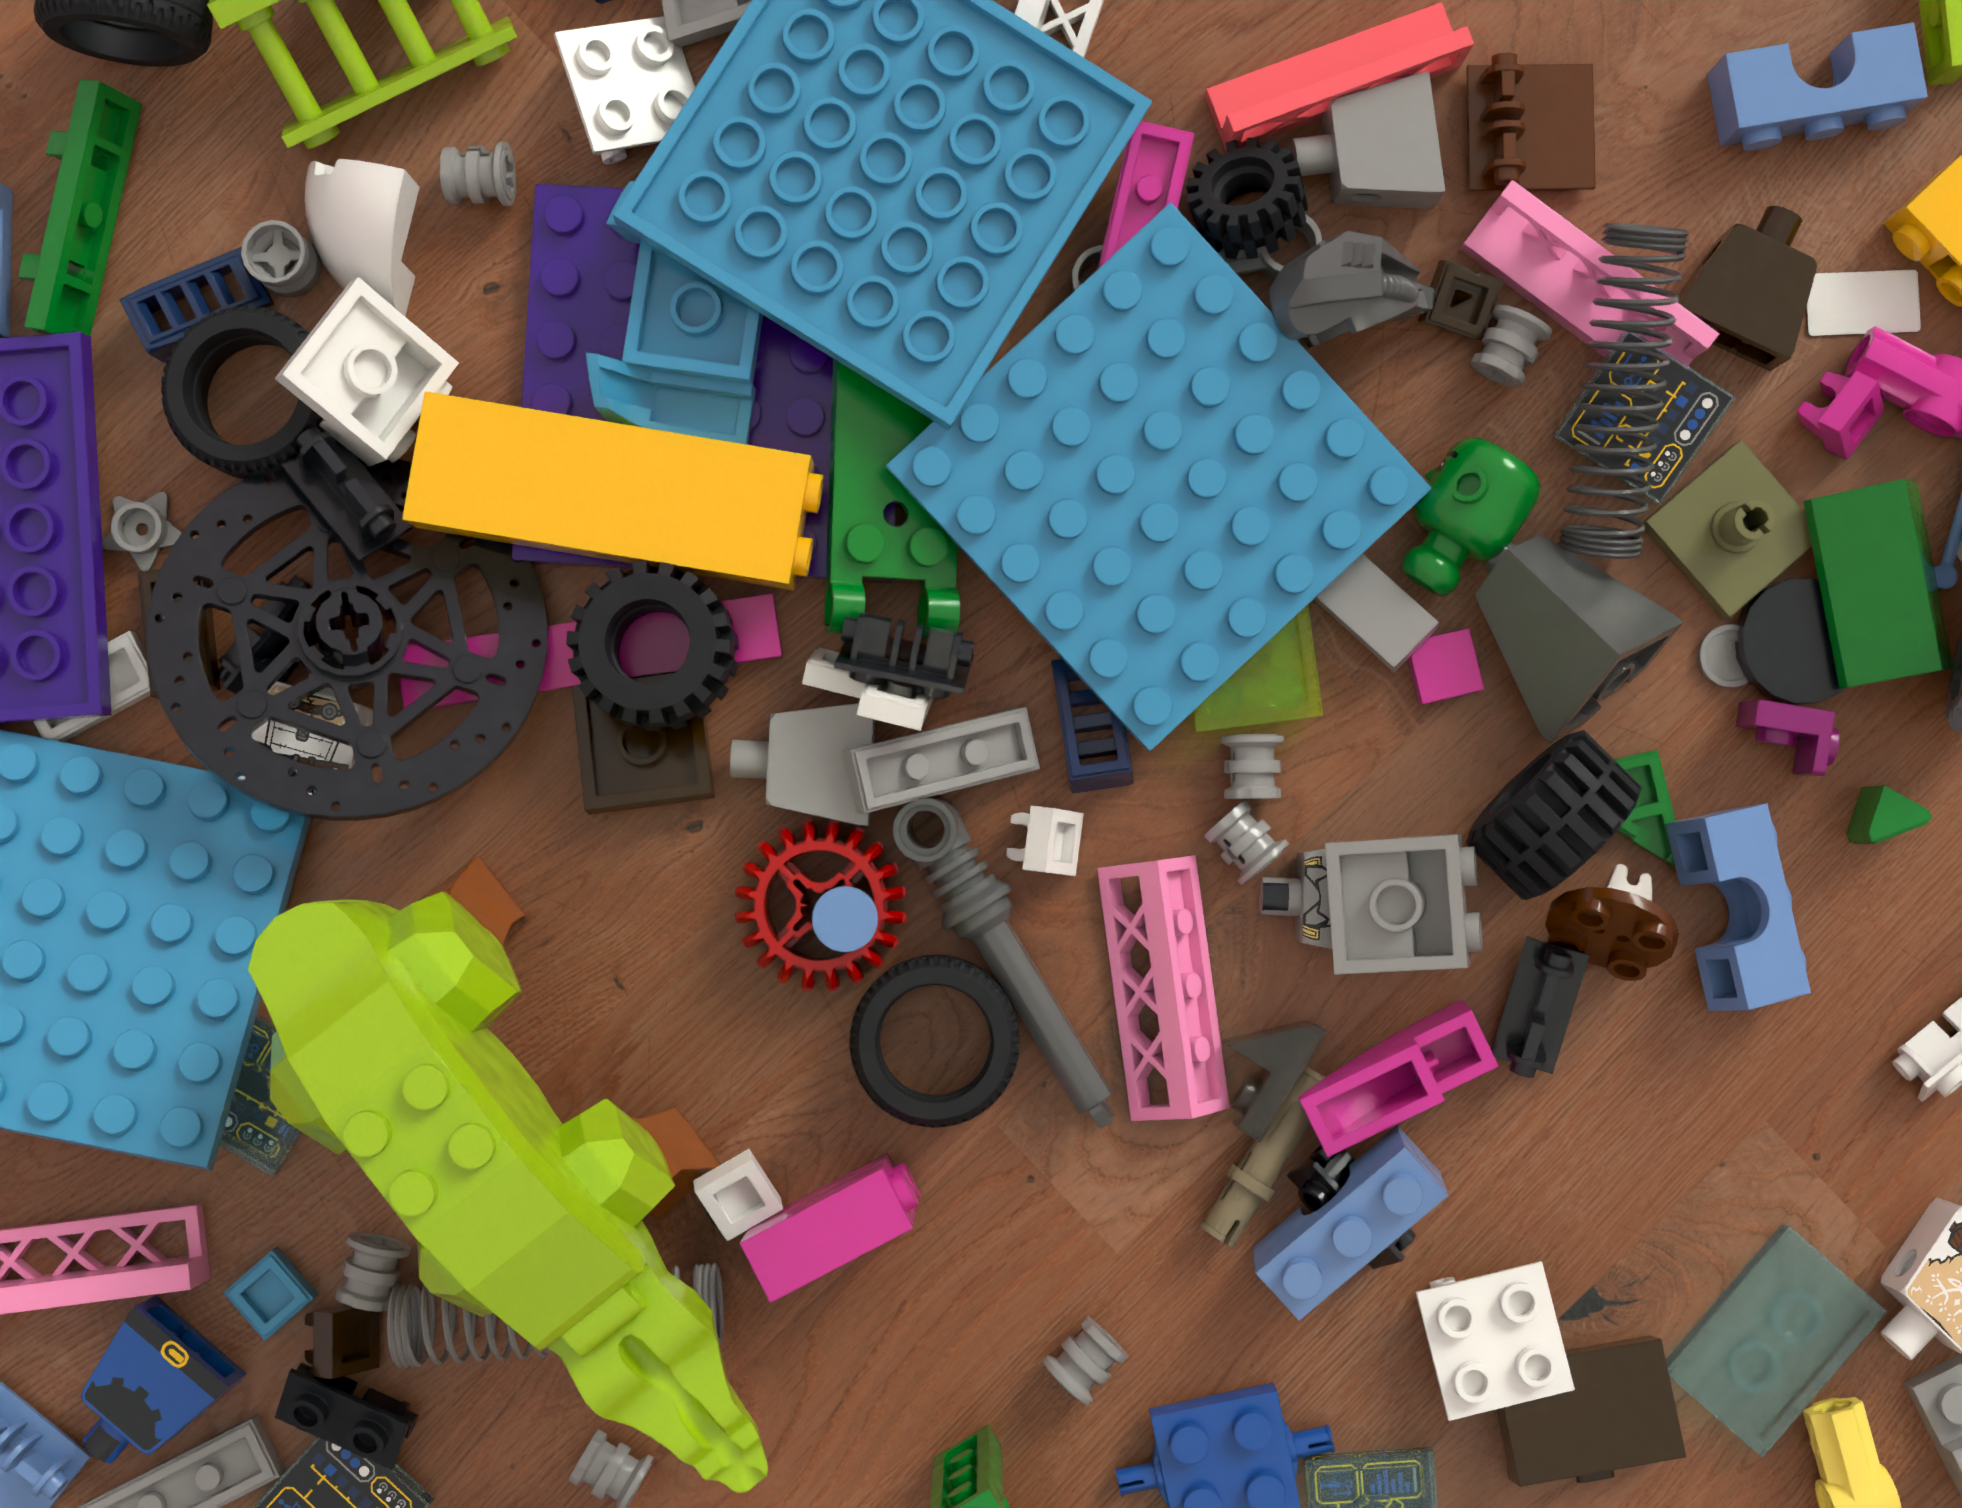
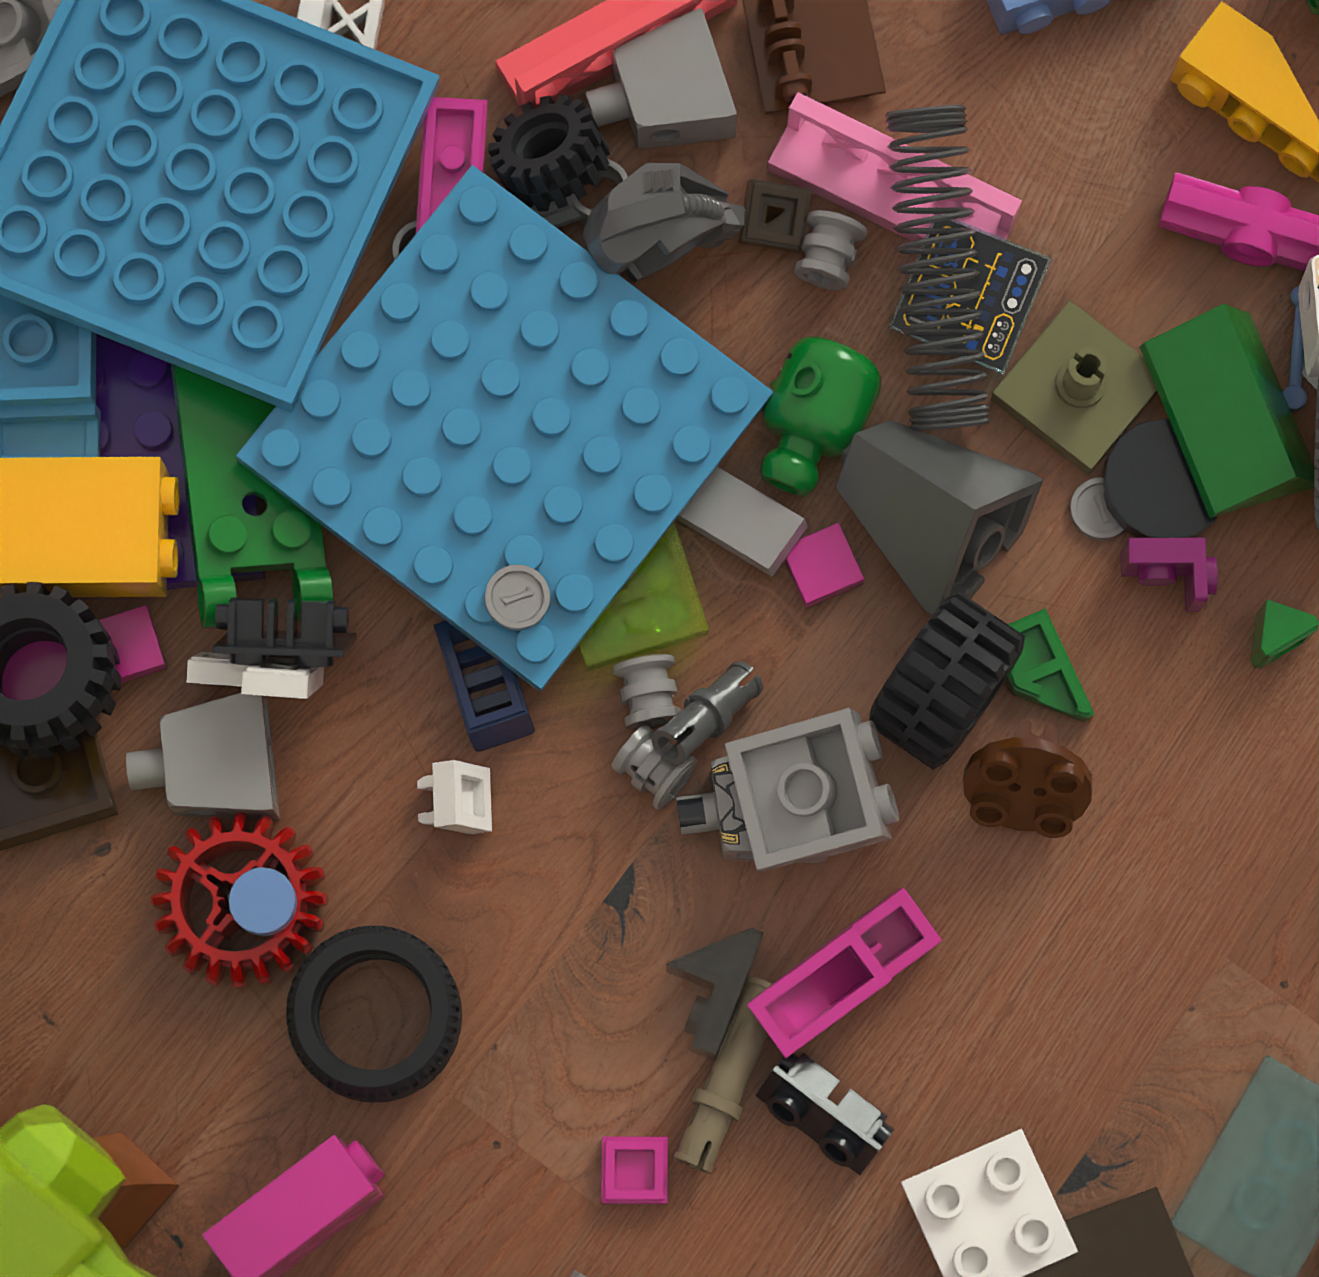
camera: 10 degrees left, 10 degrees down
(738, 1195) = (195, 1202): white tile -> none
(941, 760) = (337, 734): light grey tile -> none
(980, 912) = (399, 879): dark grey piece -> none
(1143, 658) = (517, 597): none -> light grey piece
(1159, 1229) = (634, 1170): none -> dark pink tile
(1175, 988) = (607, 919): bright pink fence -> none
(1308, 801) = (707, 713): none -> dark grey pin
(1380, 1201) = (819, 1122): medium blue arch -> none
(1539, 1006) = (974, 877): black hinge -> none
(1754, 289) = (1052, 158): dark brown torso -> none
(1760, 951) = (1140, 694): medium blue arch -> none
(1848, 417) = (1167, 260): dark pink tile -> none
(1860, 300) = (1154, 155): white sticker -> none

